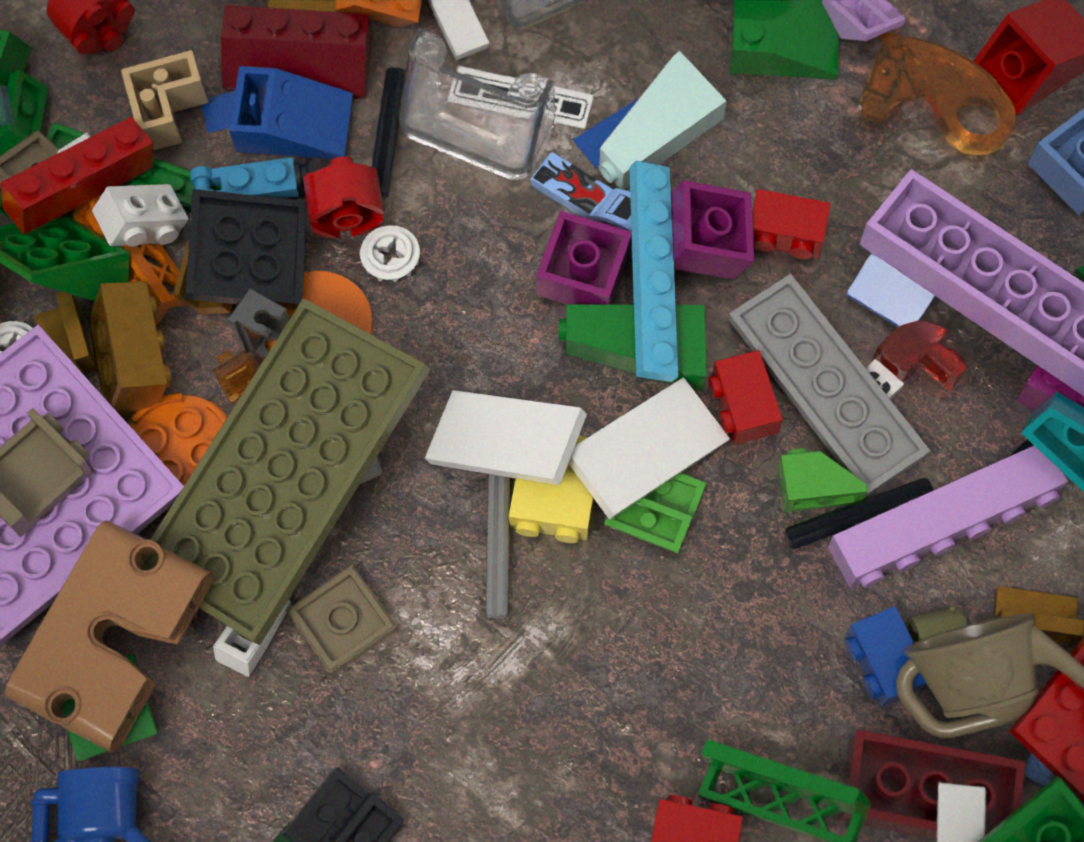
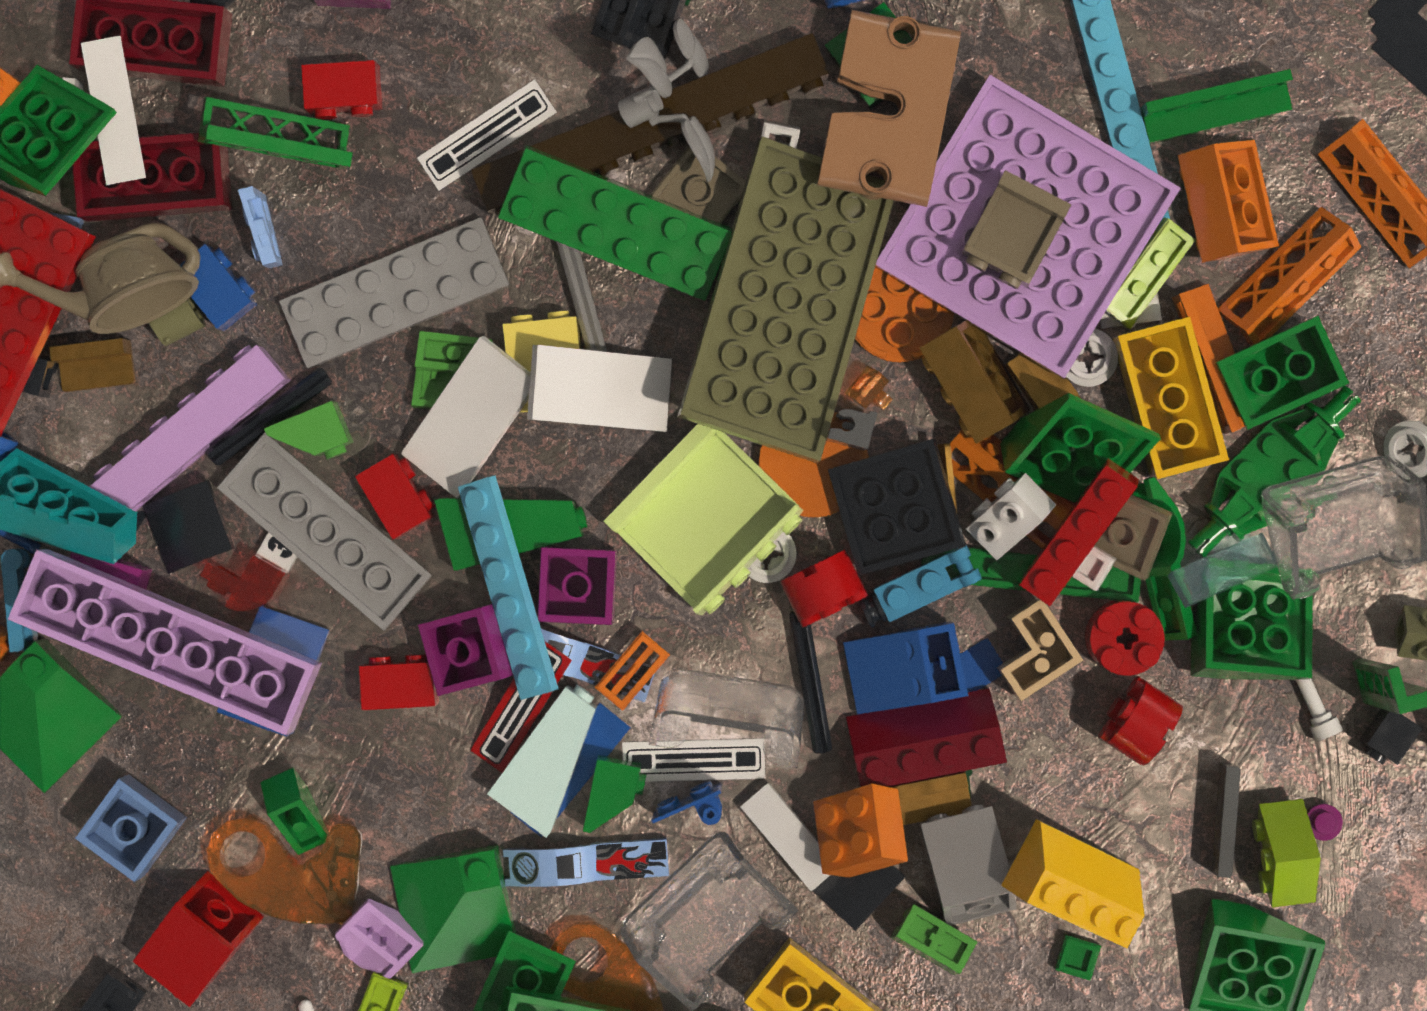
camera: 160 degrees right, 20 degrees up
(78, 89) = (1140, 652): none -> red brick
(341, 712) = (647, 102): none -> light grey plant
(367, 698) = (711, 99): none -> dark brown brick
(438, 290) = (705, 517): none -> yellowish green panel
(439, 597) = (615, 222): none -> green brick
(534, 47) = (702, 796): none -> blue hinge
(550, 745) = (486, 135): none -> white sticker
(574, 178) = (652, 646): none -> orange tile
(606, 82) = (612, 790): none -> green slope
(635, 31) = (587, 863): none -> piece
(687, 162) = (514, 718): none -> sticker
(694, 603) = (394, 293): none -> light grey plate
(822, 714) = (258, 217): none -> light blue wing
(920, 140) = (294, 811): none -> green slope
(968, 424) = (188, 527): none -> black slope

